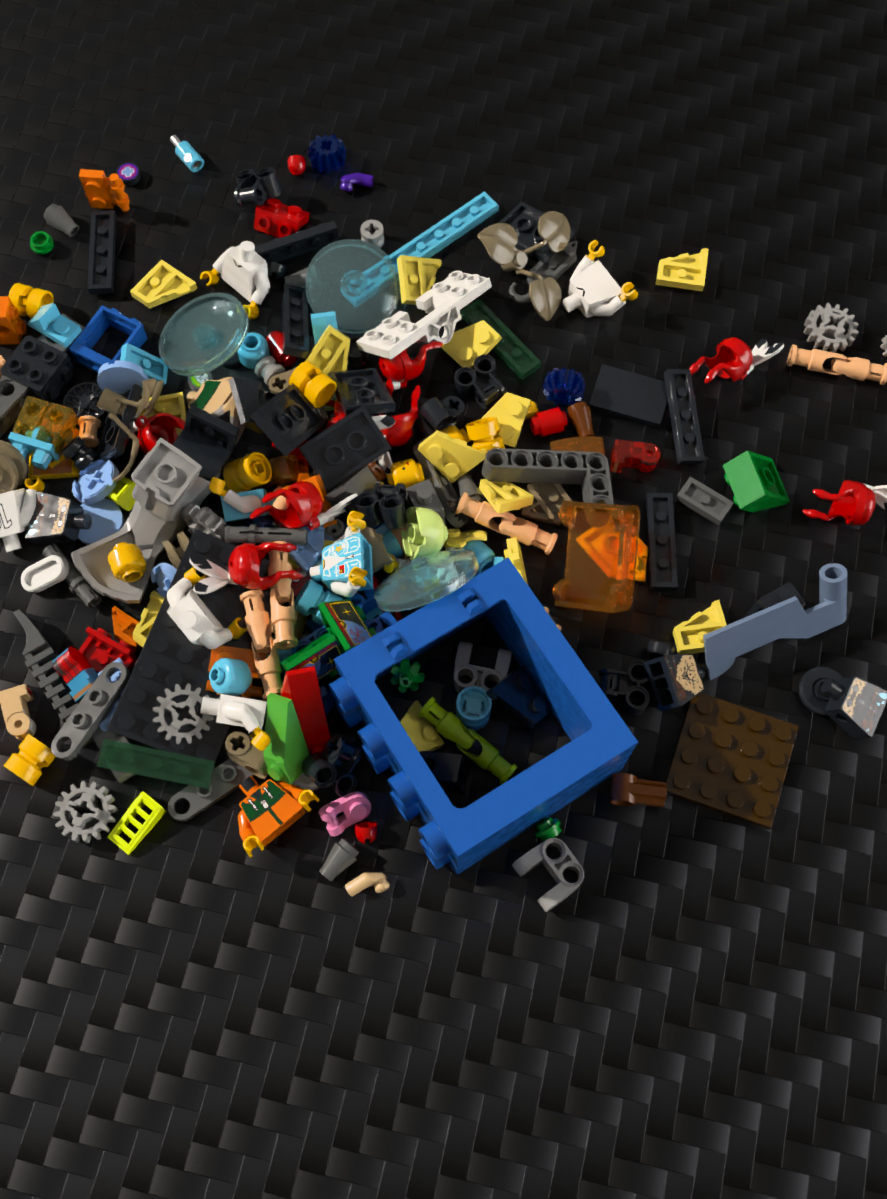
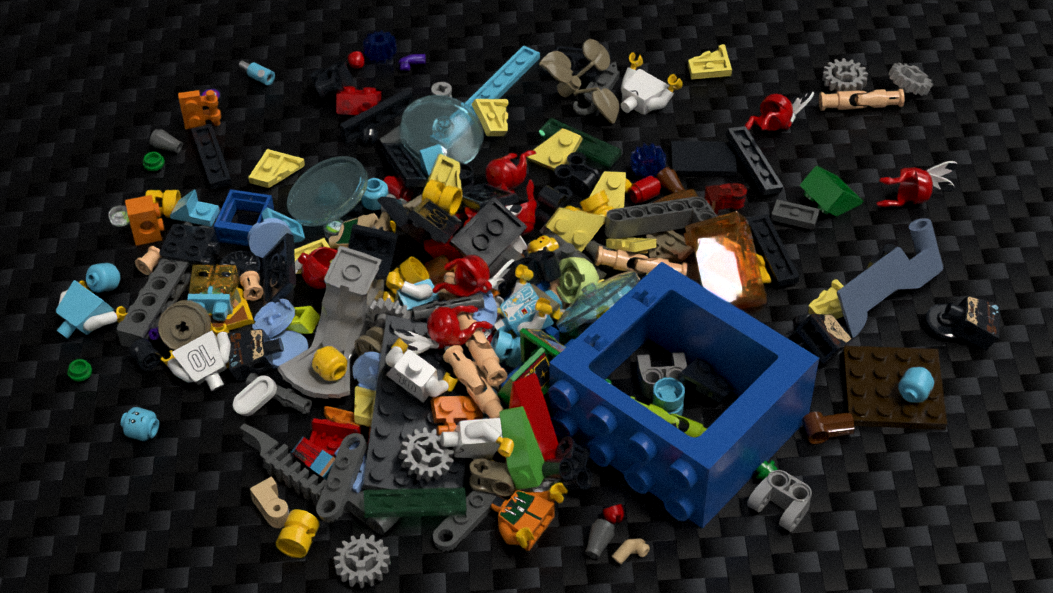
camera: 15 degrees left, 20 degrees down
(79, 453) = (251, 300): black wheel -> none
(116, 404) = (282, 243): dark tan plant -> none
(136, 808) = (414, 542): neon yellow slope -> none
(230, 676) = (459, 408): medium azure head -> none
(244, 272) = (342, 138): white torso -> none
(355, 808) = (597, 496): bright pink plate -> none
(441, 305) = (520, 129): white plate -> none
(752, 774) = (916, 384): none -> medium azure head

